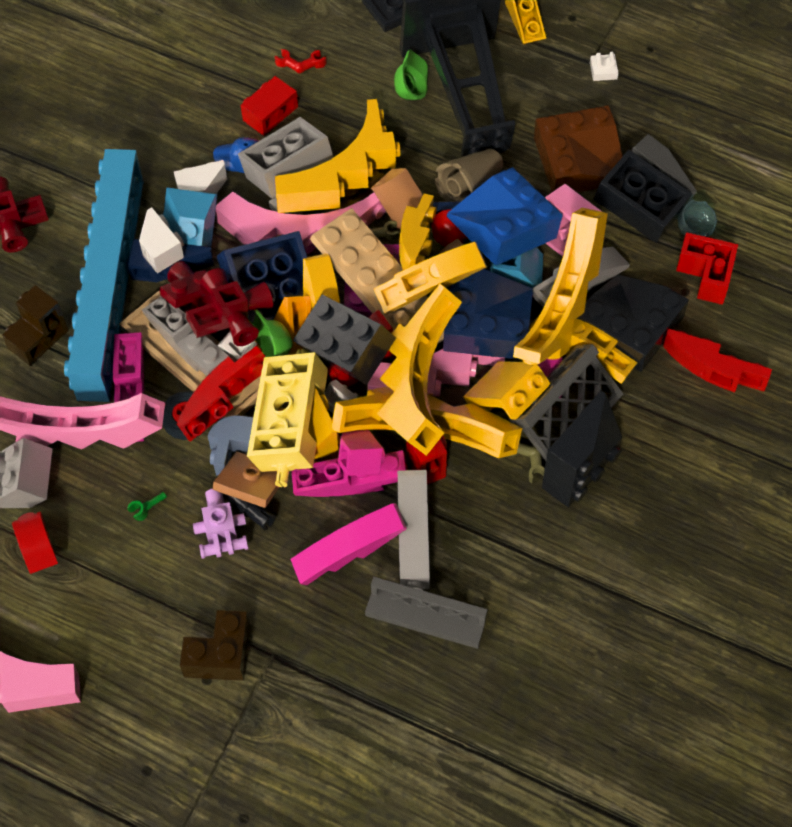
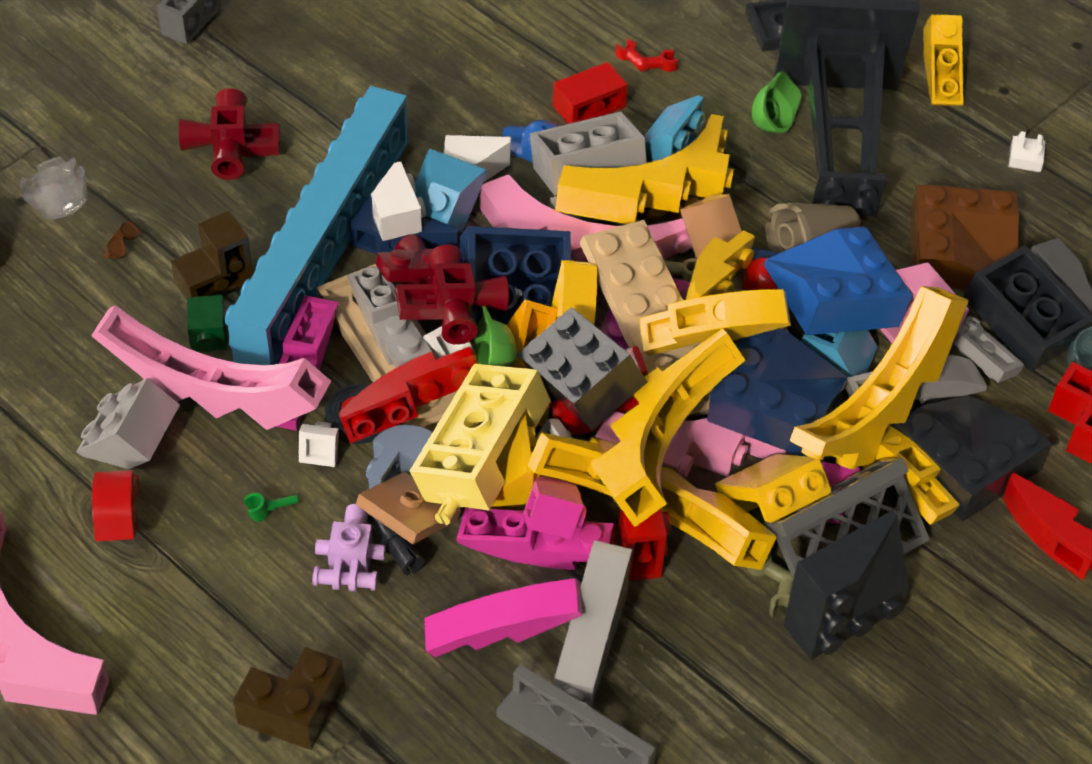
camera: 15 degrees right, 10 degrees down
(46, 376) = (206, 323): none -> dark green brick
(166, 448) = (318, 444): none -> white tile
(344, 121) = (674, 129): none -> dark azure slope
(625, 239) = (986, 351): none -> light grey hinge

